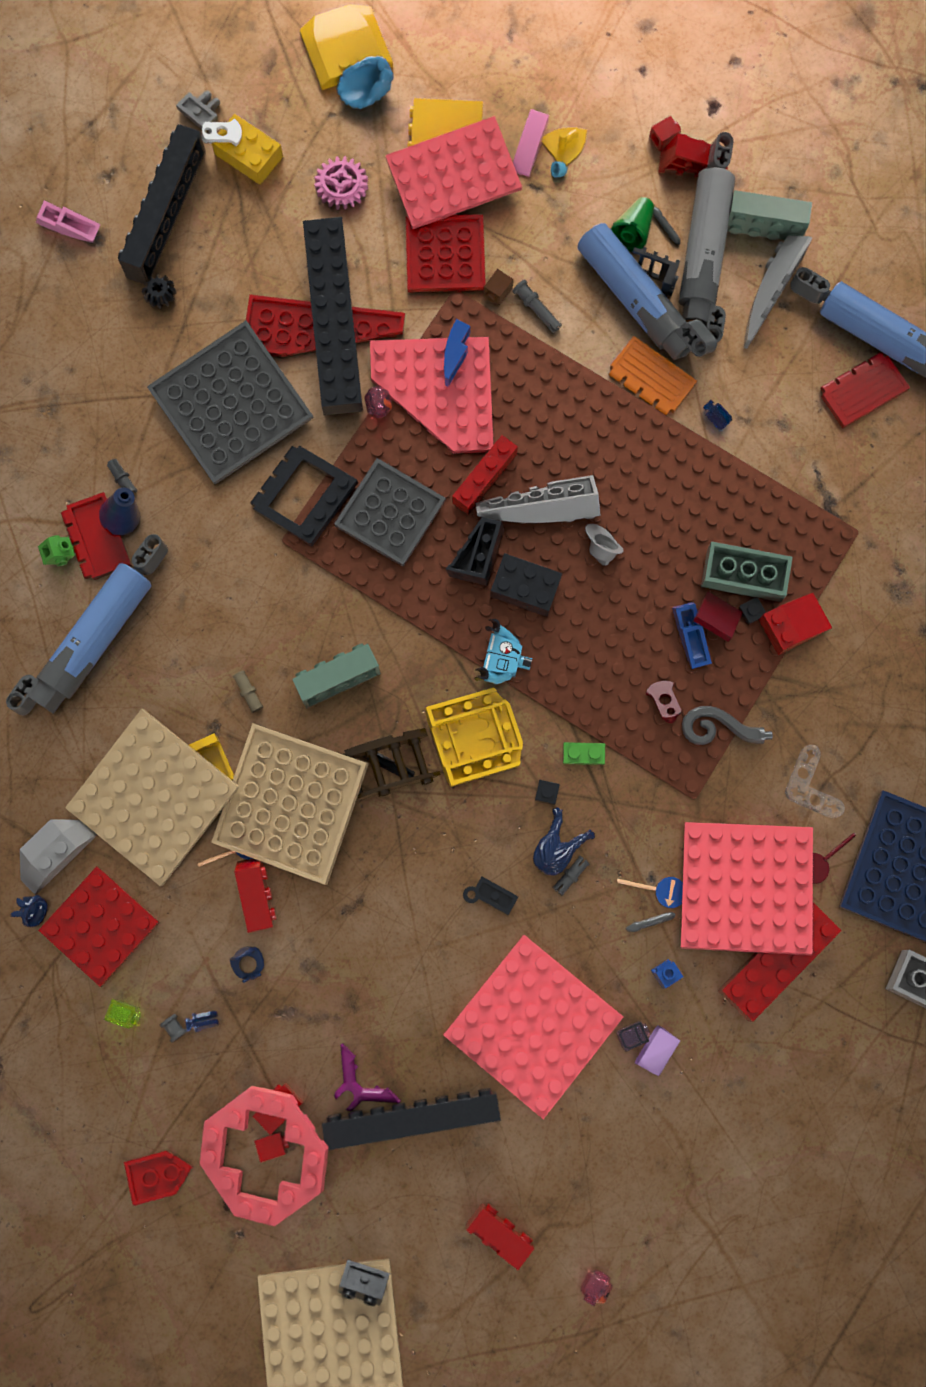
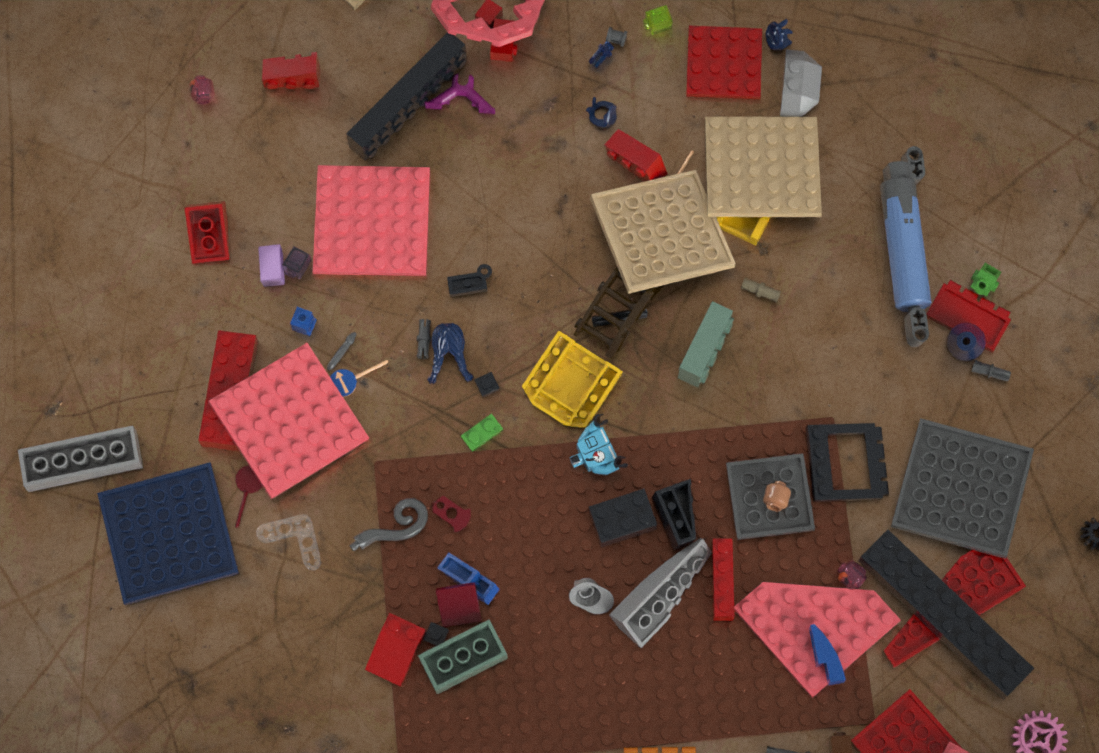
camera: 145 degrees right, 5 degrees down
(387, 501) = (776, 496): none -> nougat head
(691, 1133) = (208, 232): none -> red slope

